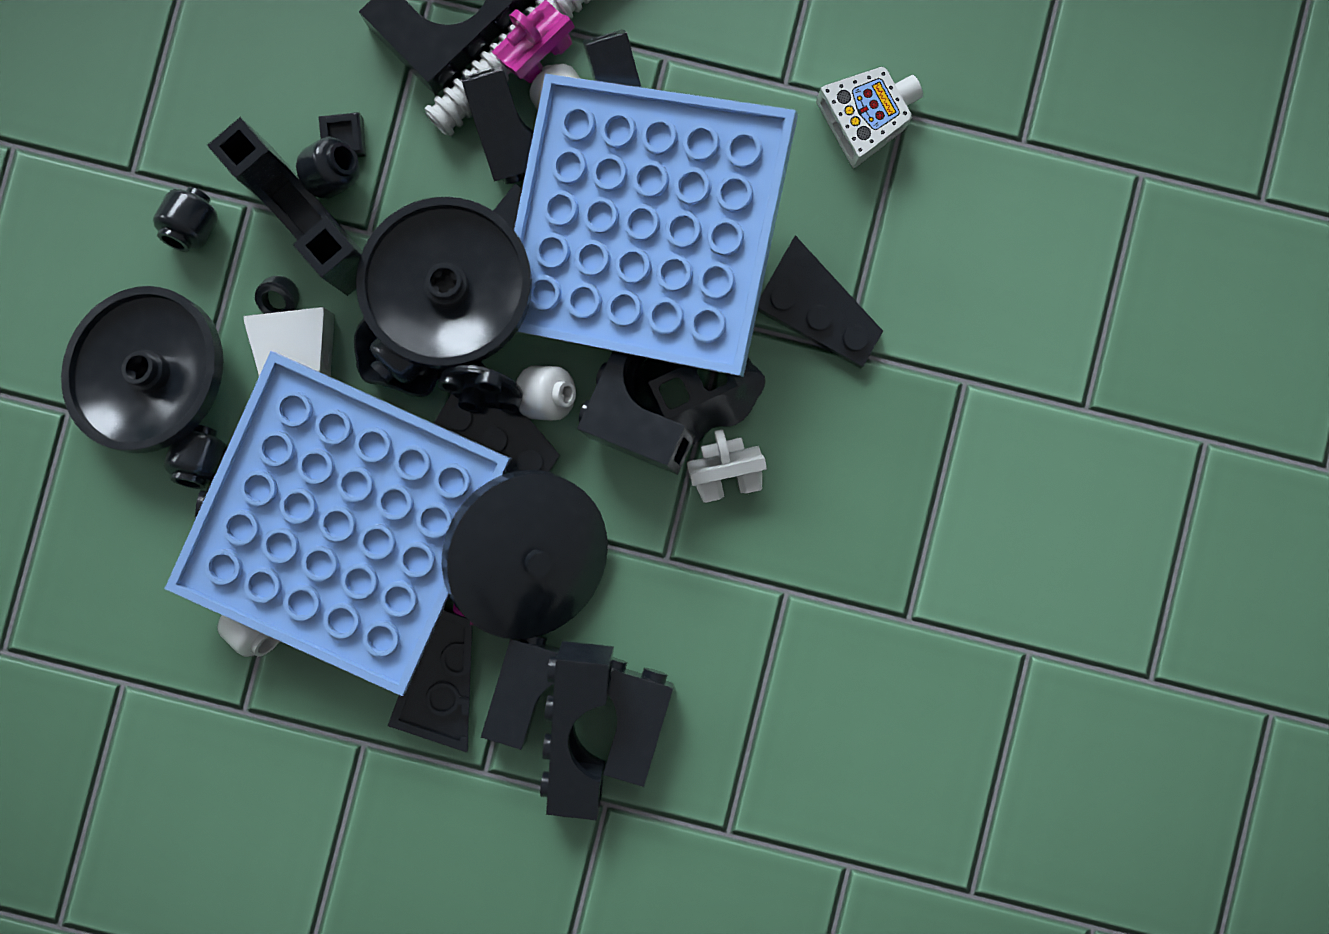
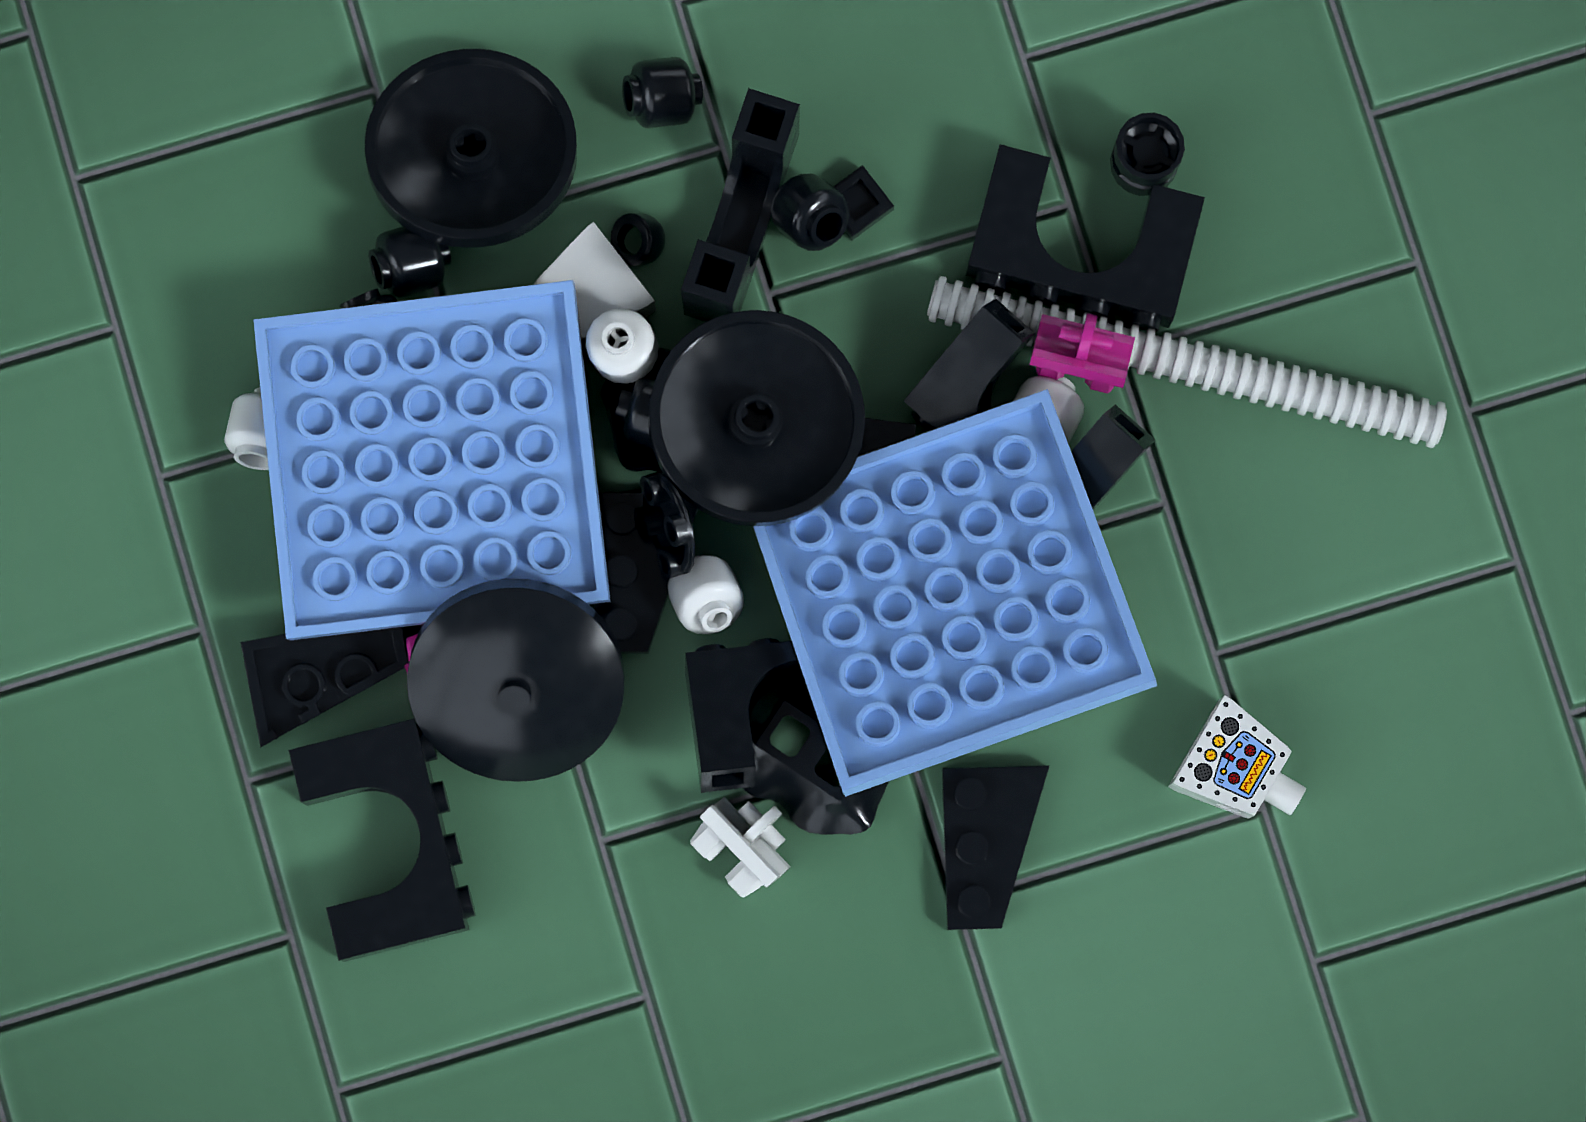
camera: 55 degrees right, 5 degrees down
(339, 345) = (627, 362): none -> white head
(580, 684) = (305, 878): black arch -> none

